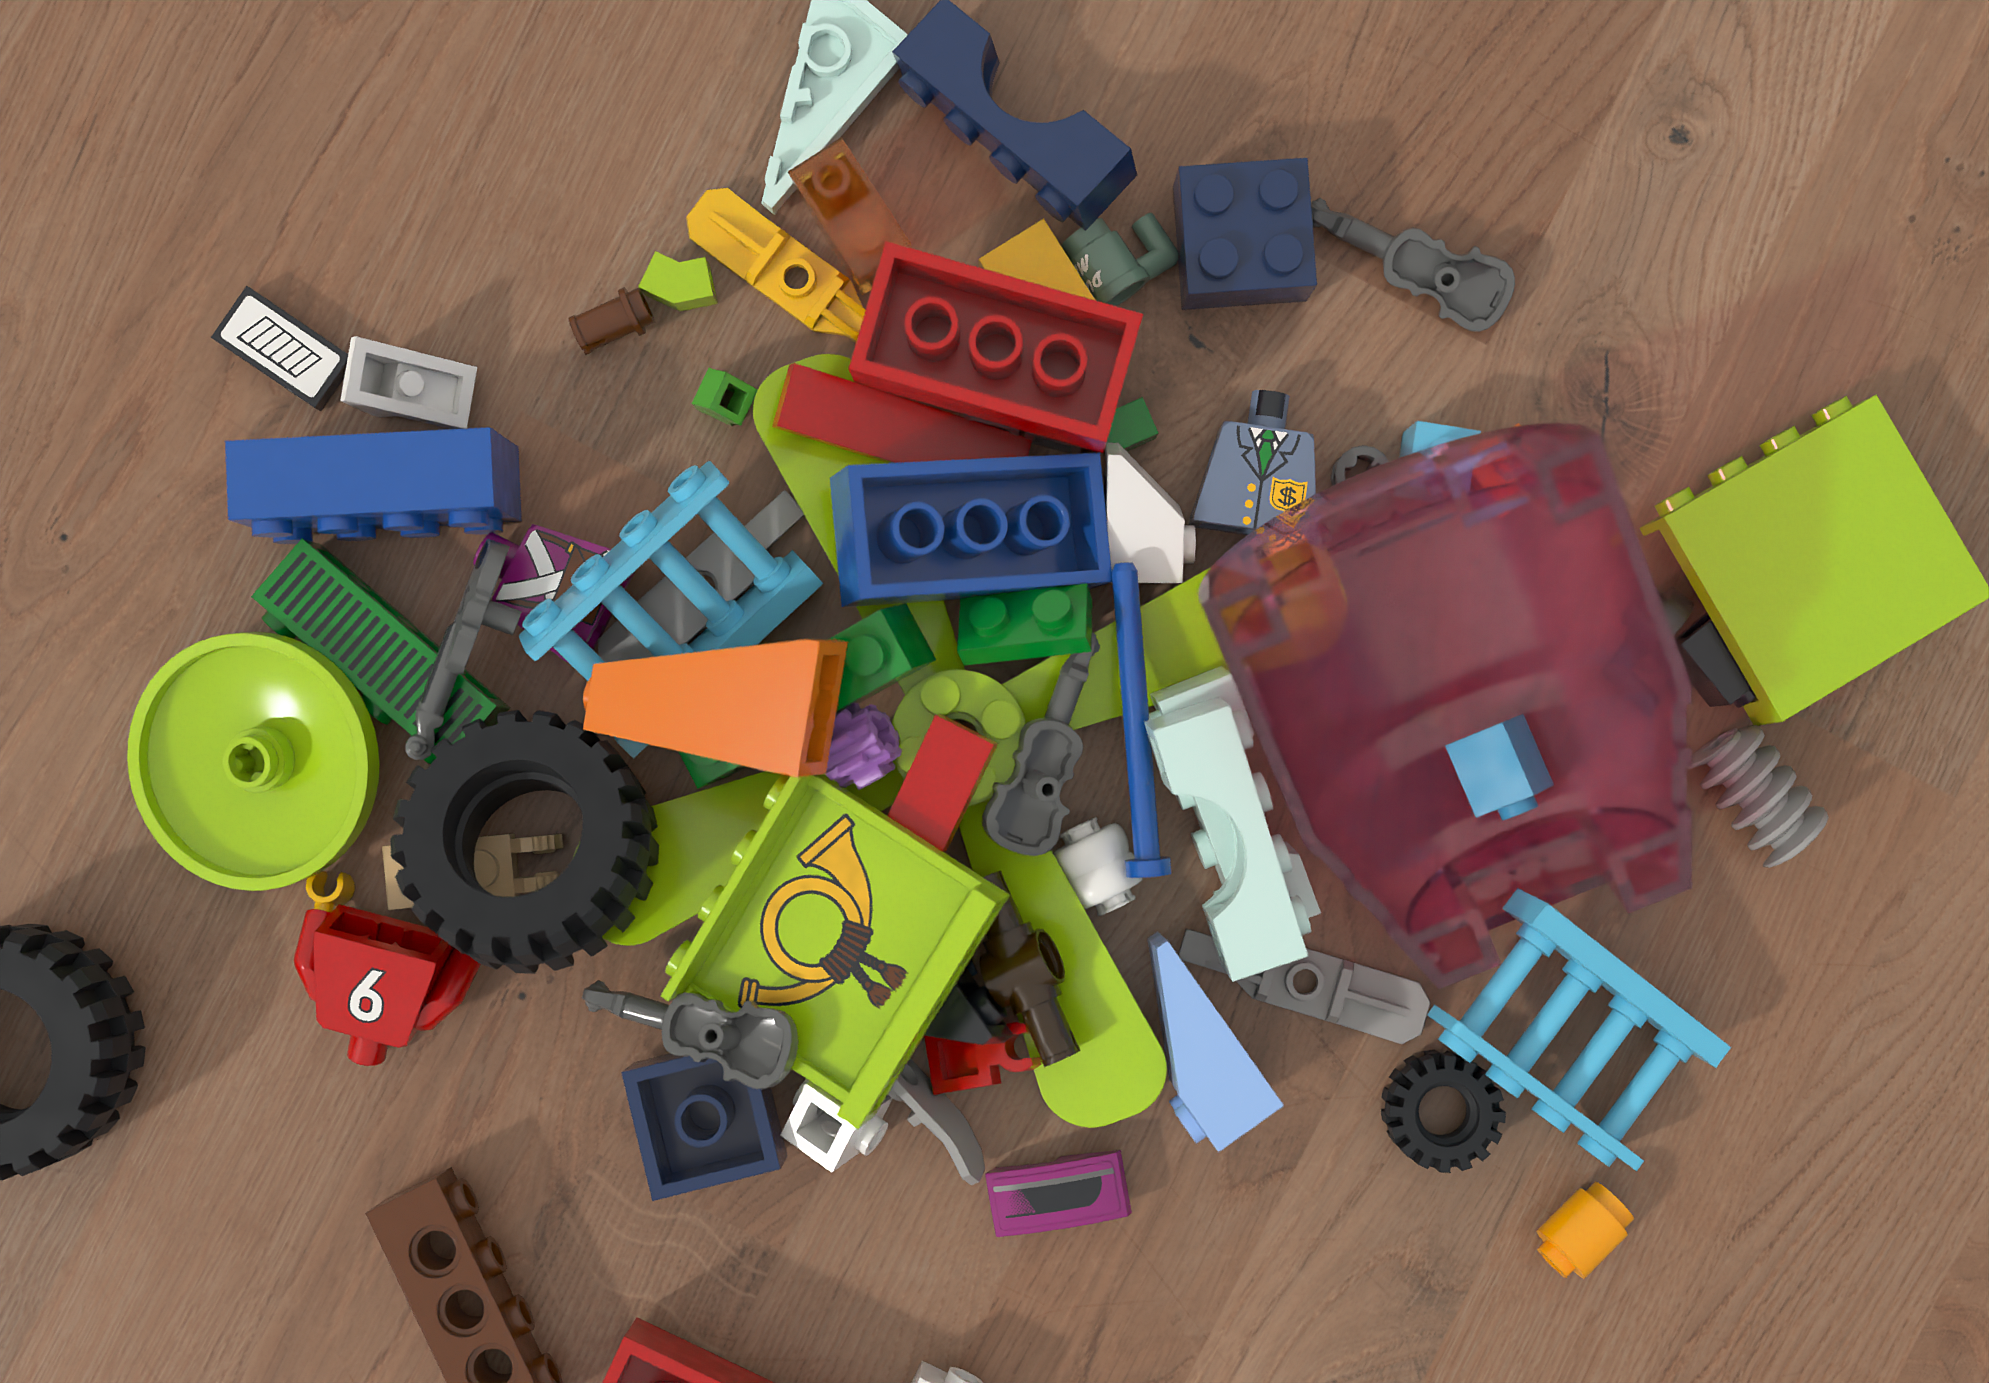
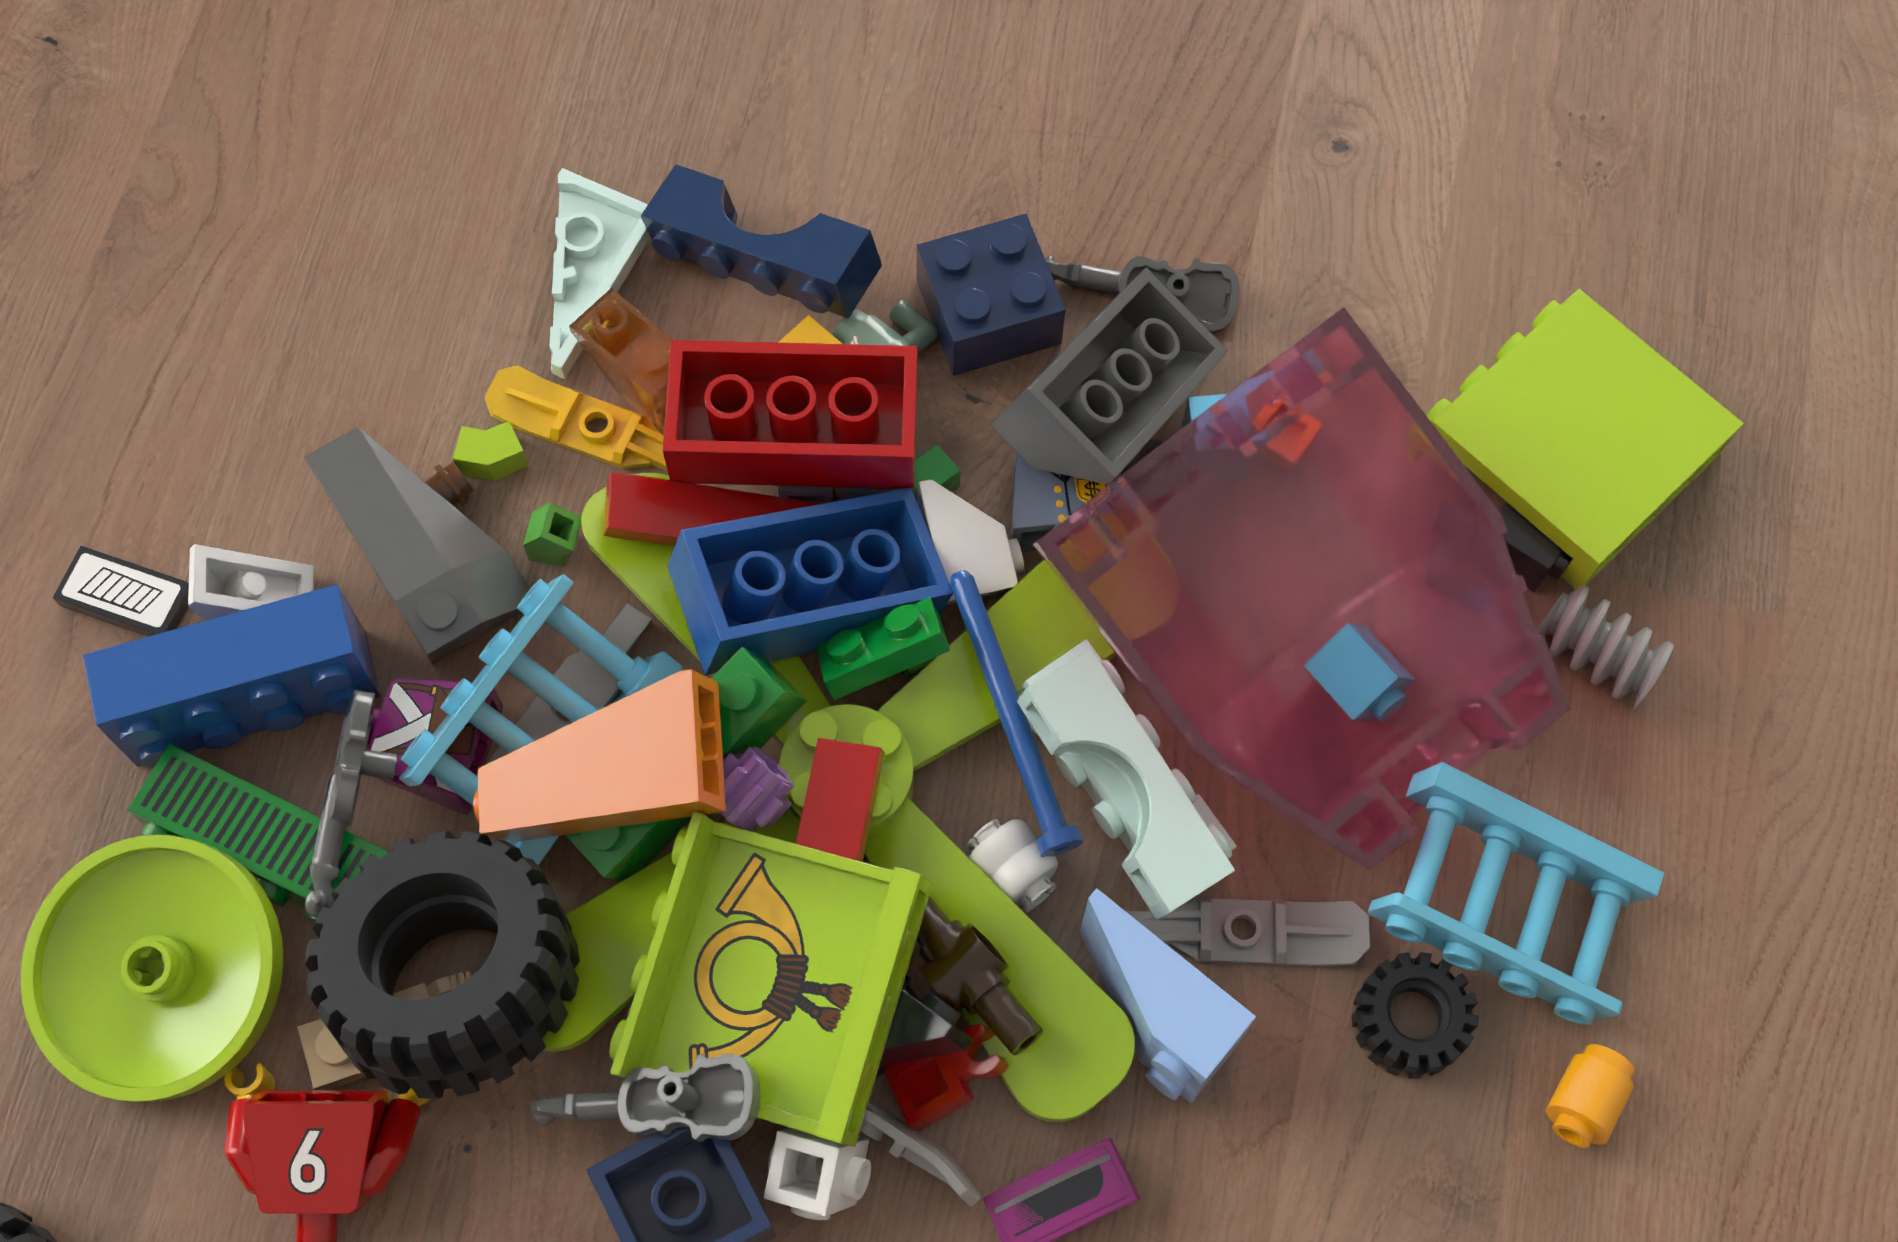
camera: 15 degrees left, 20 degrees down
(590, 390) = (427, 554): none -> dark grey wedge
(1027, 807) = (928, 814): dark grey piece -> none
(1341, 387) = (1112, 385): none -> dark grey slope

